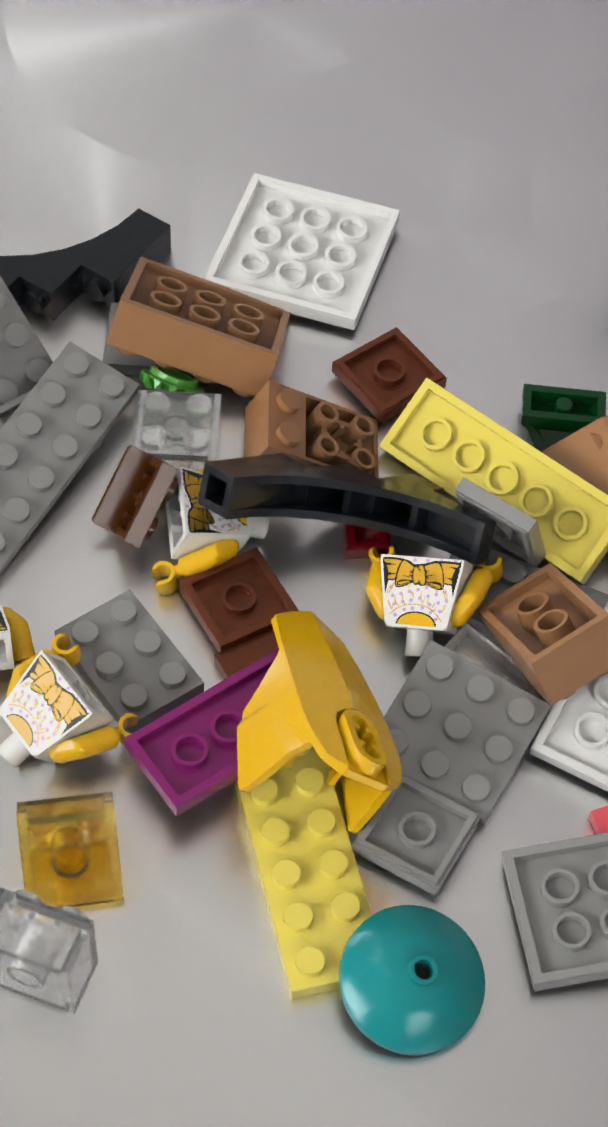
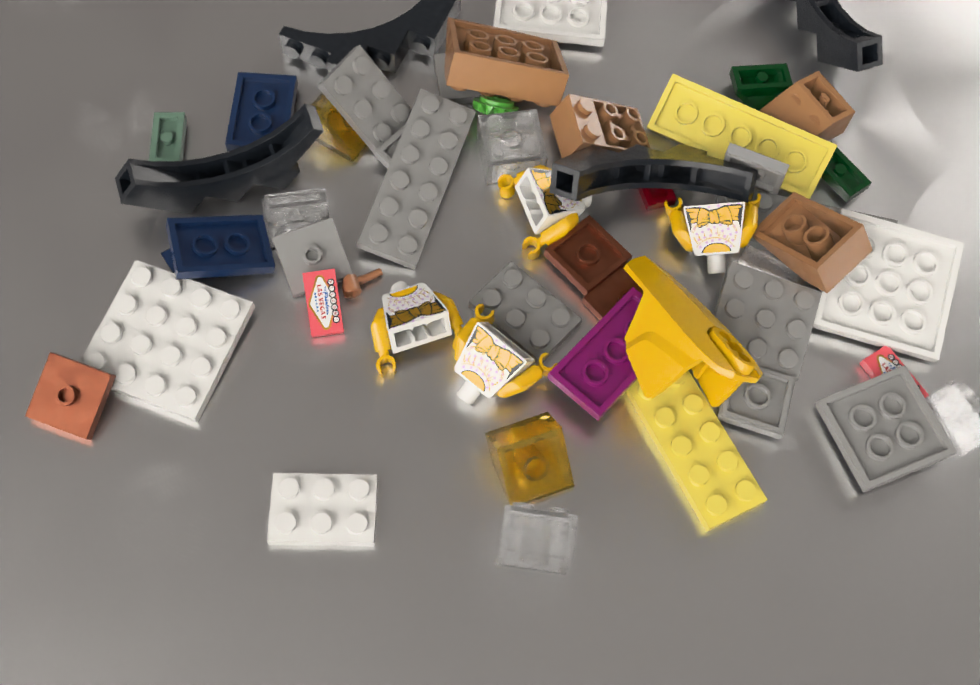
camera: 15 degrees left, 10 degrees up
(135, 496) = (500, 193): reddish brown bracket -> none
(386, 373) = (636, 75): copper plate -> none
(391, 1000) = (771, 507): teal dish -> none

